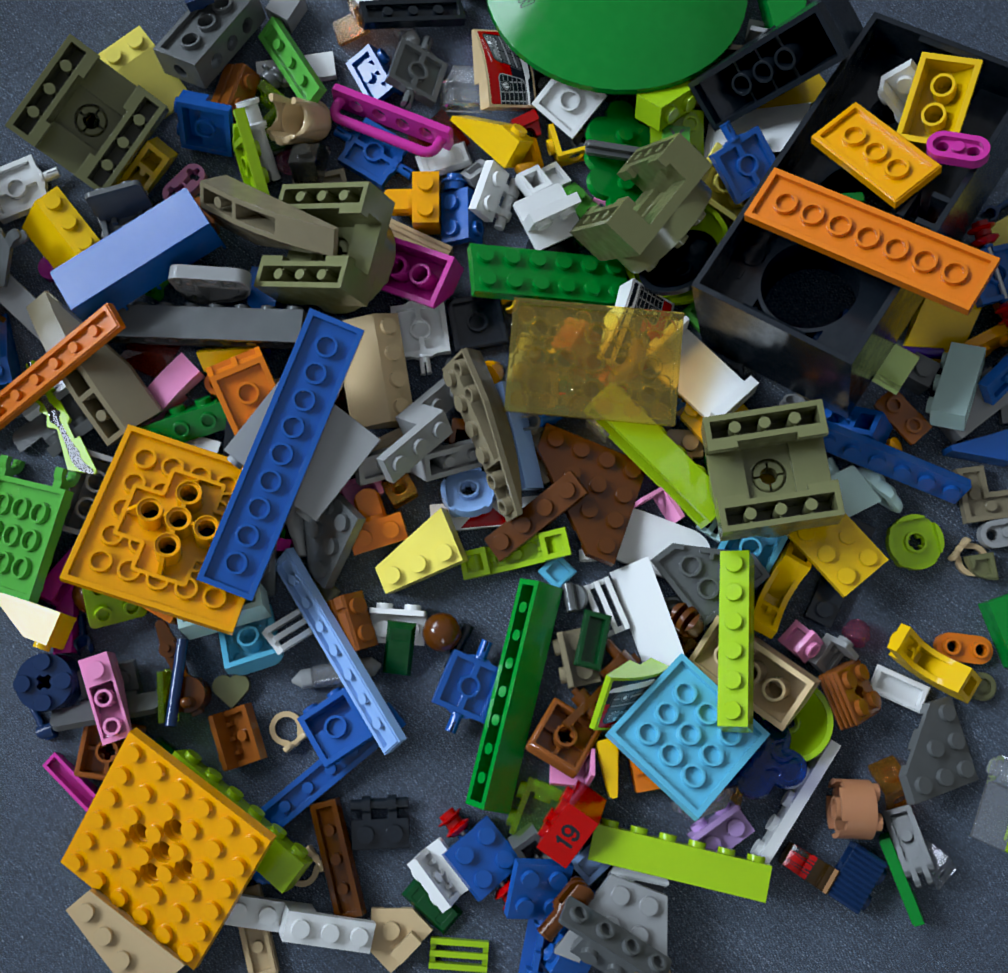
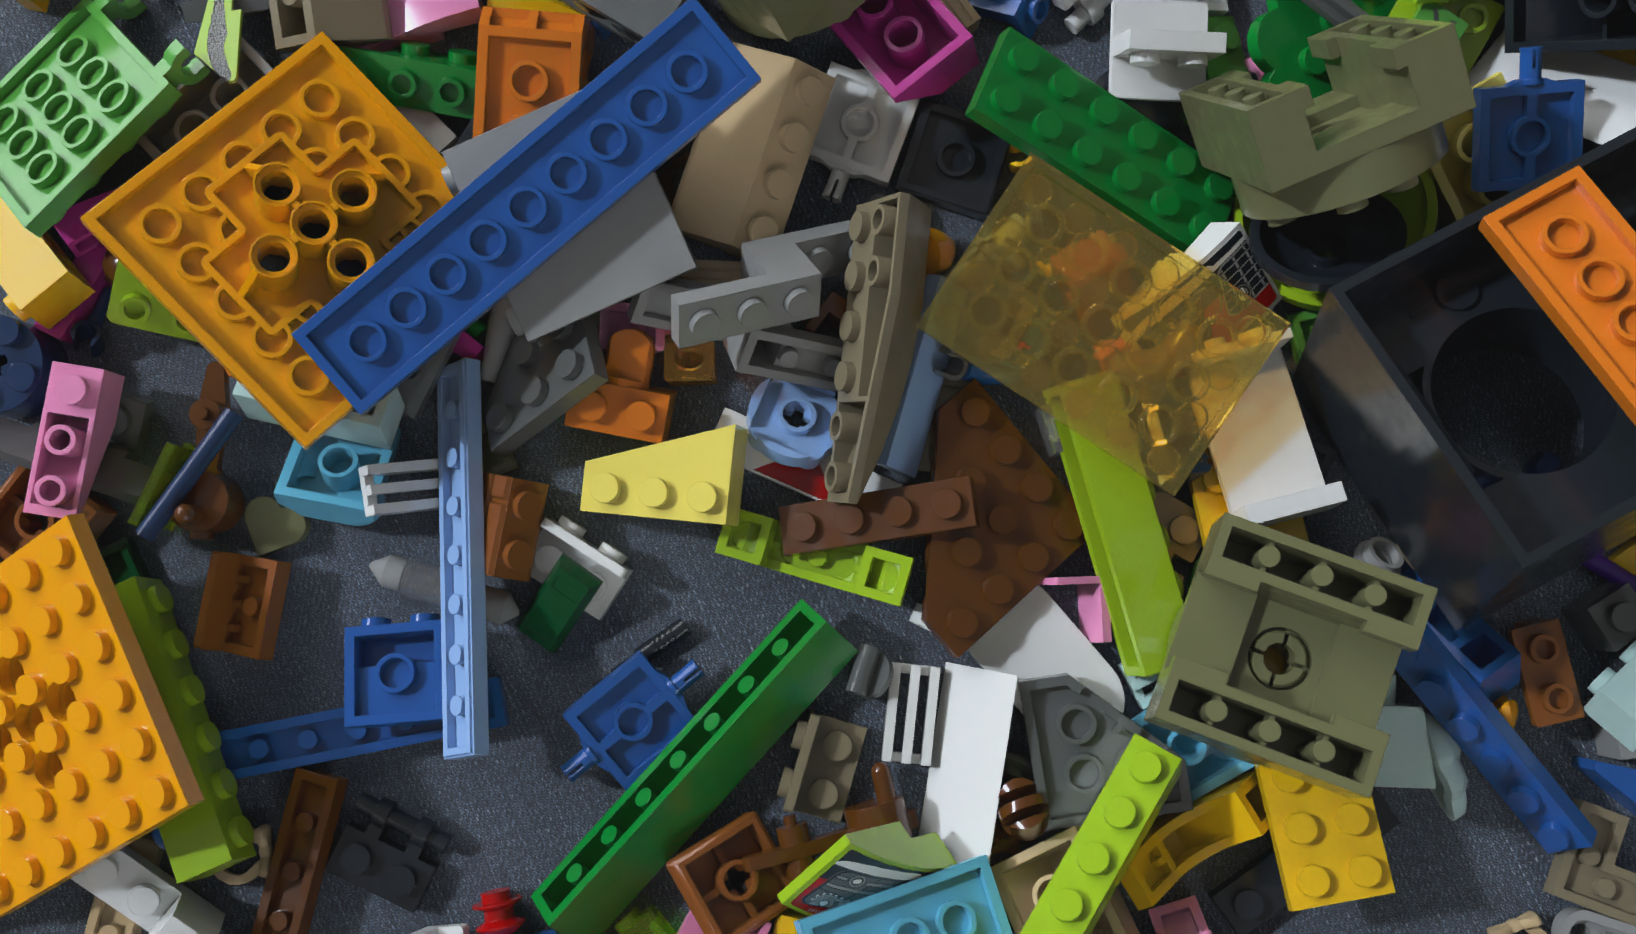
camera: 25 degrees right, 5 degrees up
(288, 745) = (314, 655): tan piece -> none
(441, 632) = (635, 615): reddish brown piece -> none
(557, 572) = (865, 619): medium azure tile -> none
(592, 640) = (860, 755): dark green tile -> none
(895, 369) = (1580, 594): yellowish green bracket -> none
(922, 528) = (1420, 883): lime plate -> none

